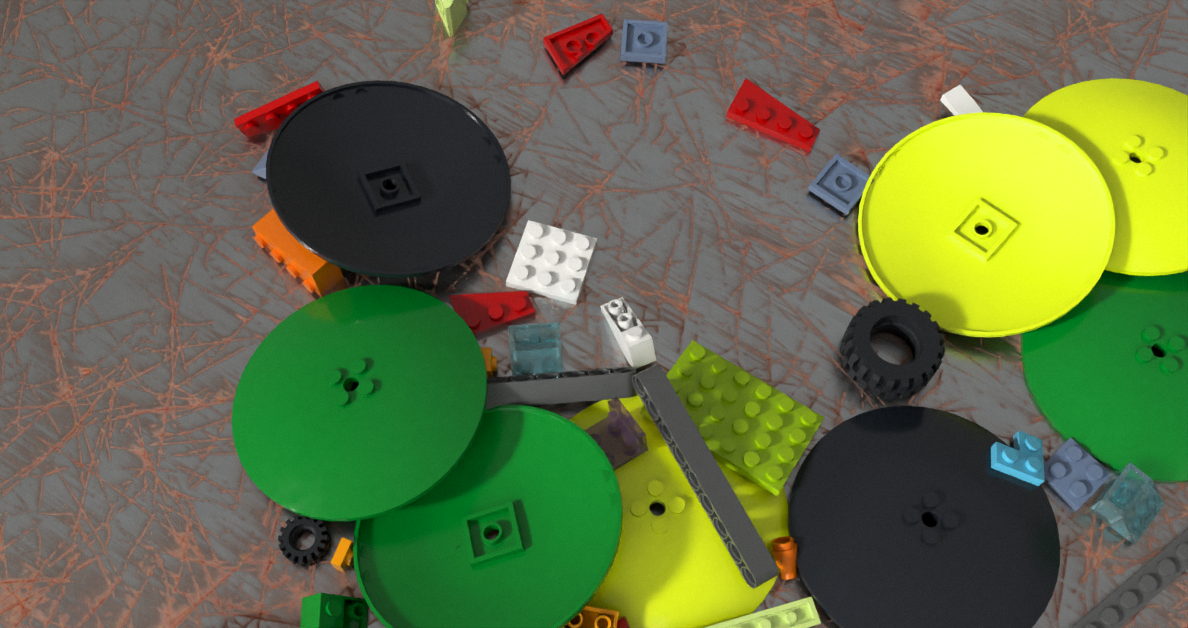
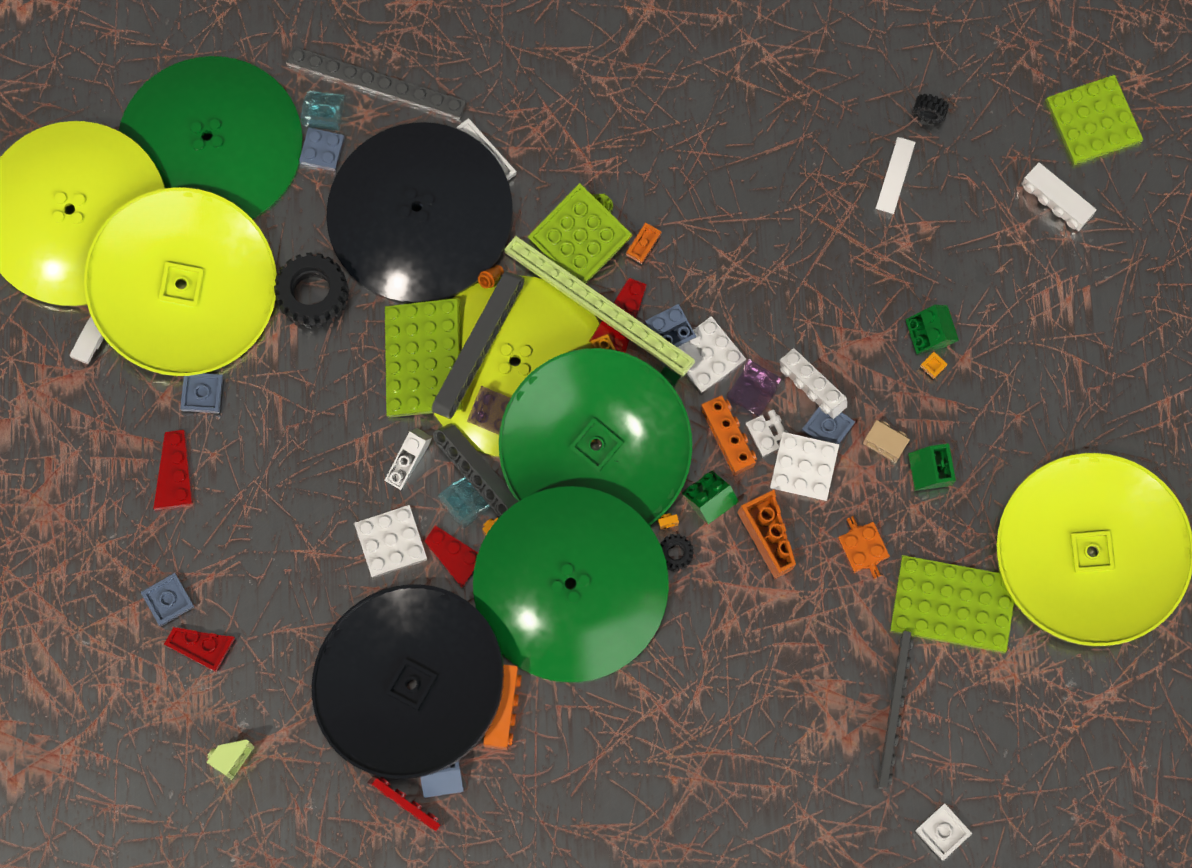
camera: 125 degrees left, 10 degrees up
(1022, 461) = (337, 177): medium azure plate -> none

